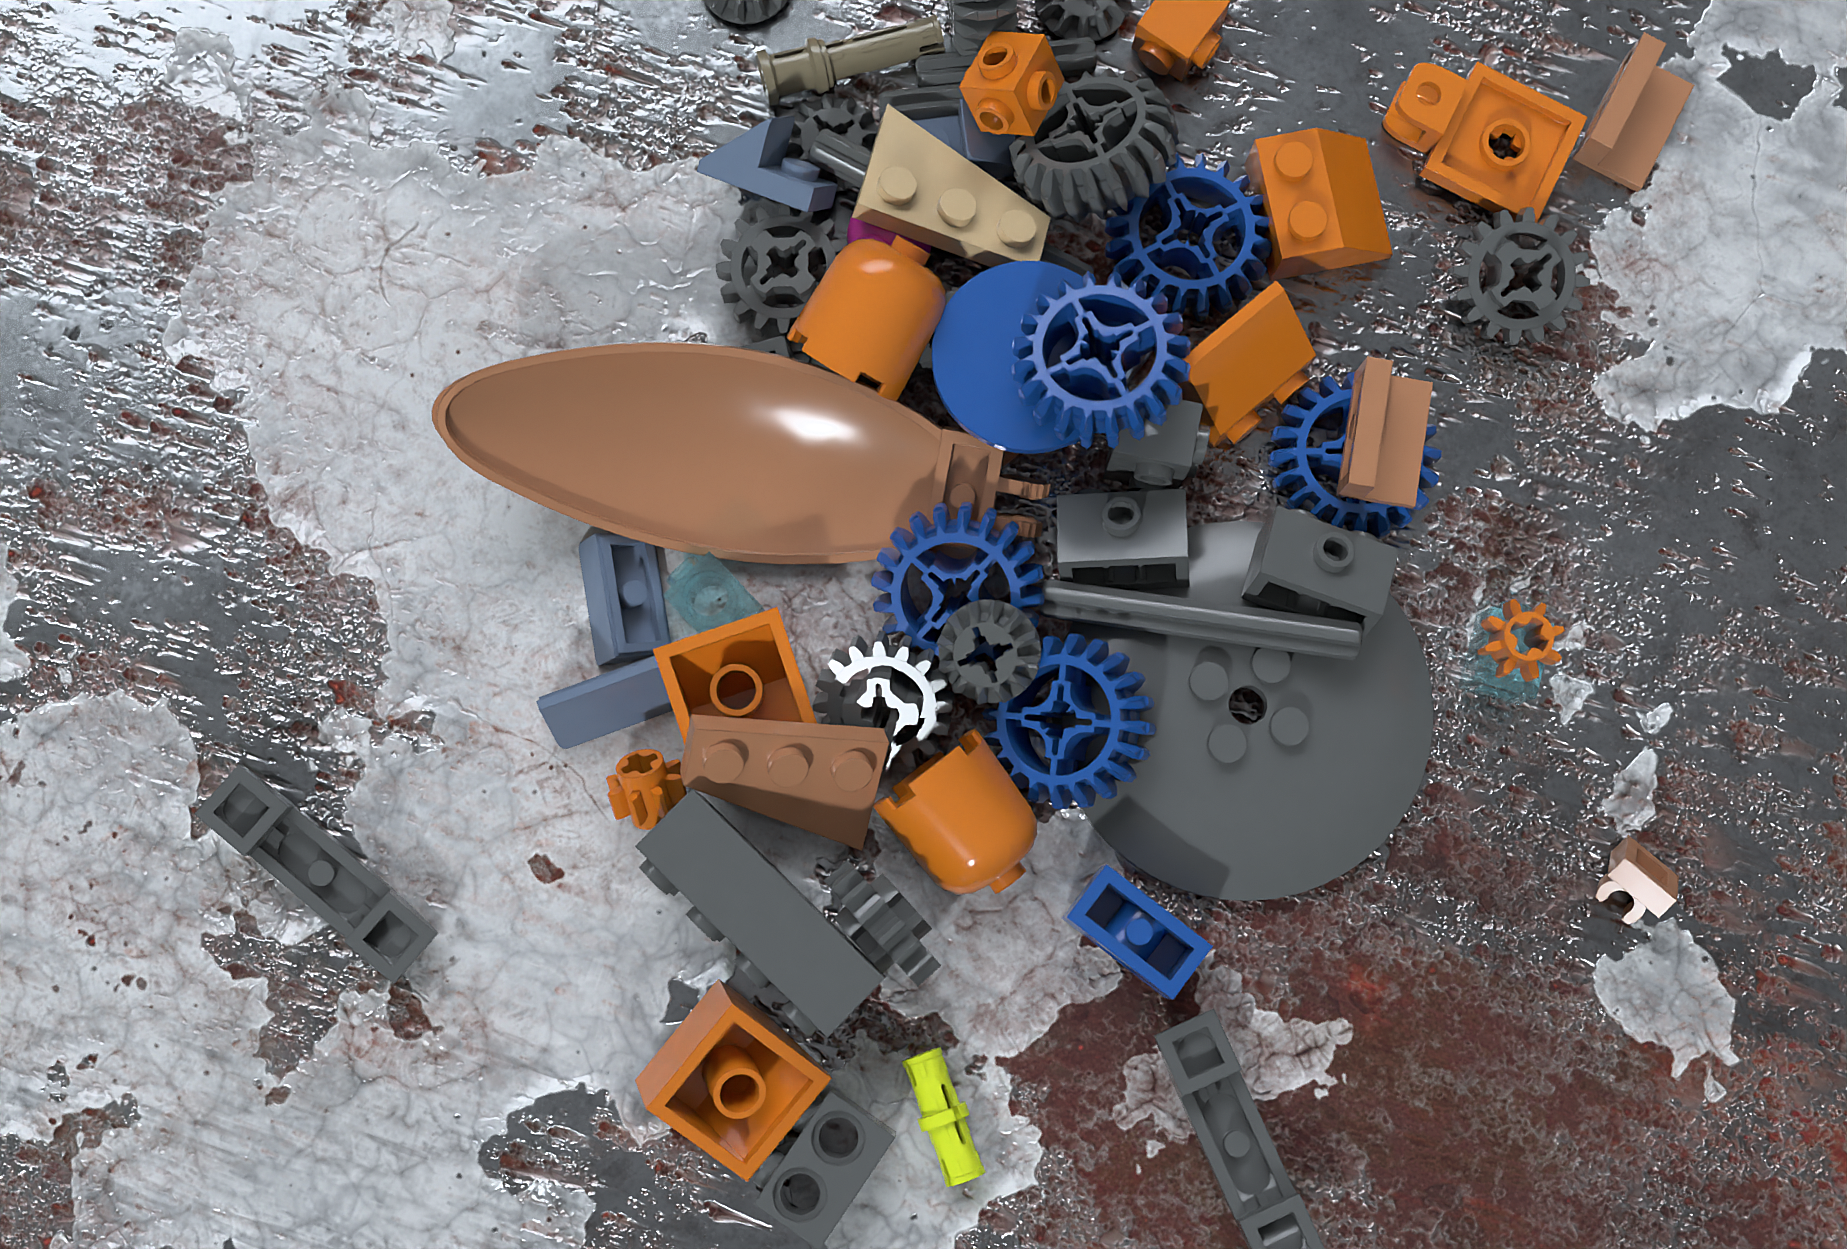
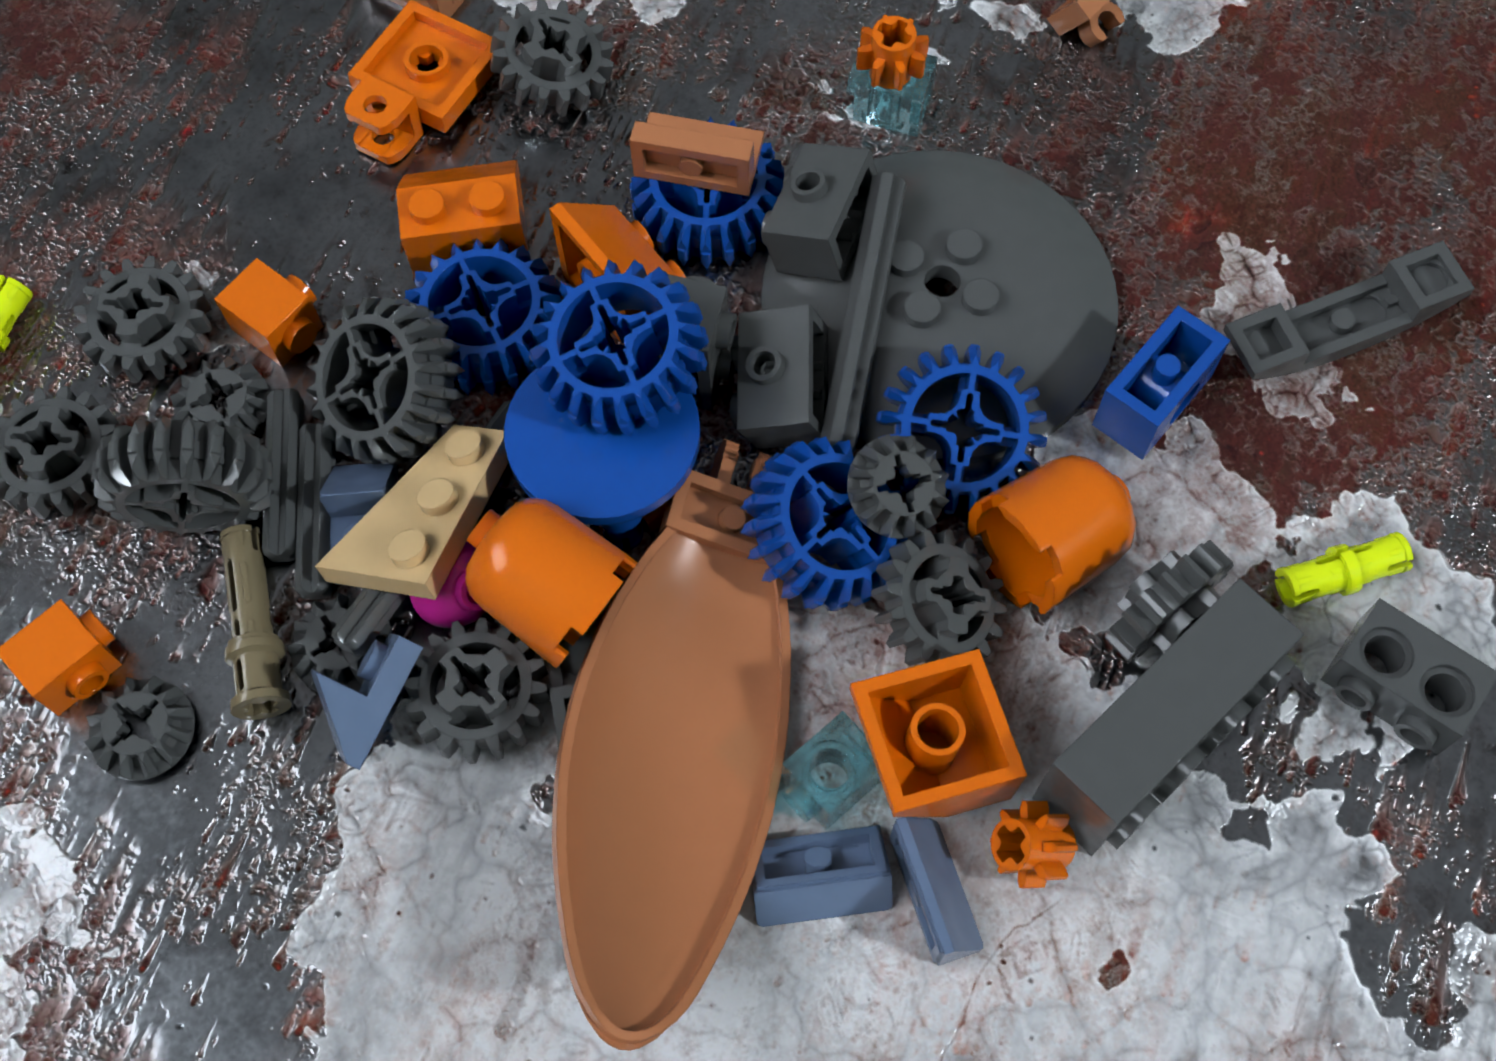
camera: 85 degrees left, 15 degrees down
(731, 1080) = (1333, 765): orange slope -> none
(789, 771) = (1020, 683): nougat wing -> none
(1012, 83) = (327, 444): orange brick -> none

